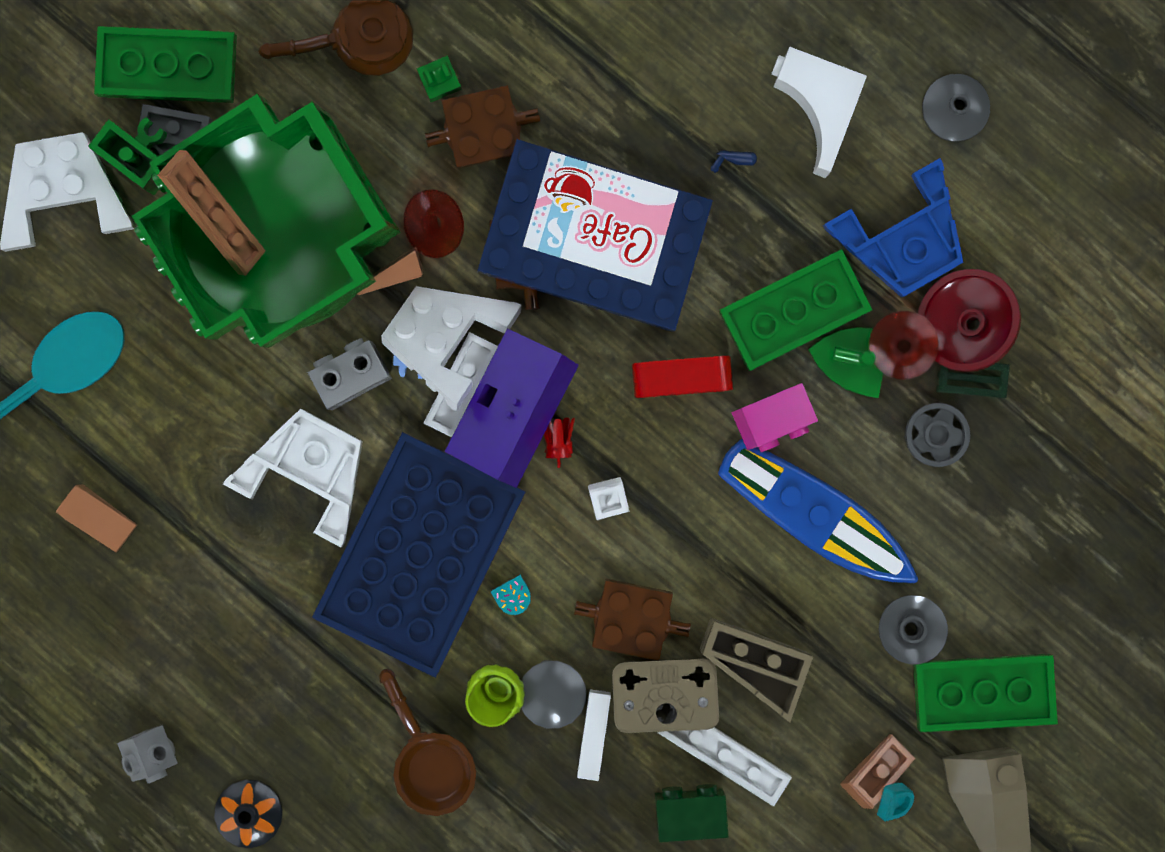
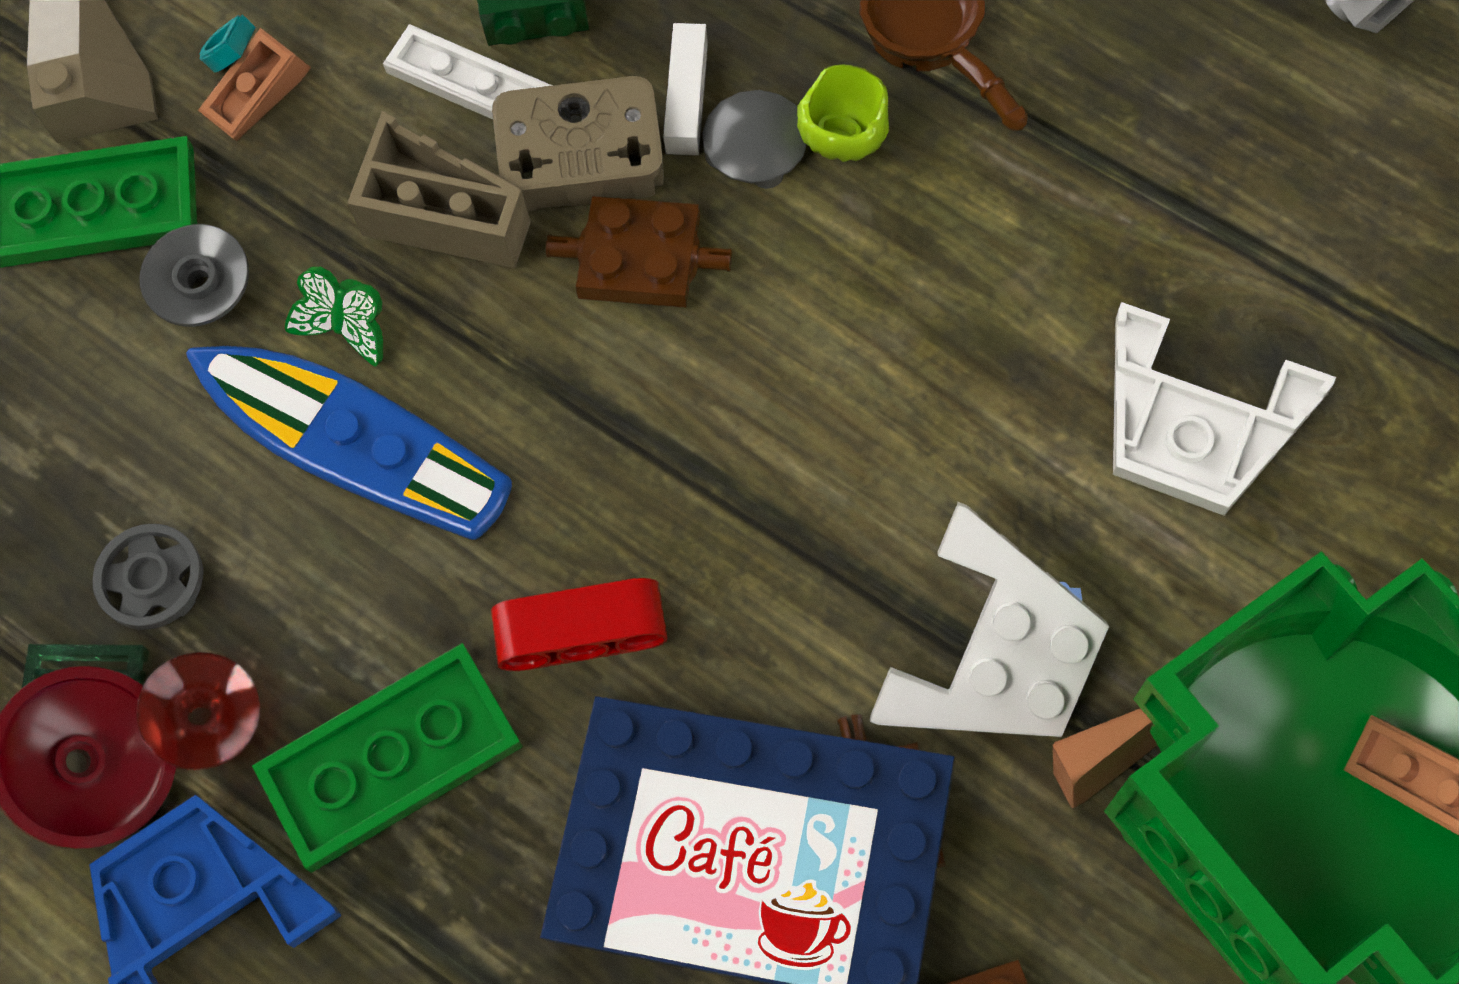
camera: 175 degrees left, 20 degrees down
(350, 377) = (1154, 568): light grey brick -> none
(418, 555) = (990, 313): dark blue plate -> none
(422, 224) = (1046, 846): clear red dish -> none
(472, 364) = (951, 597): white tile -> none
(511, 408) = (865, 535): dark purple brick -> none
(513, 596) = (832, 267): teal tile -> none
(559, 439) = (782, 503): red piece -> none
(608, 498) = (690, 422): white tile -> none
(775, 417) = (417, 568): dark pink brick -> none
(817, 596) = (342, 307): none -> green animal
(848, 362) = (295, 686): green shield -> none

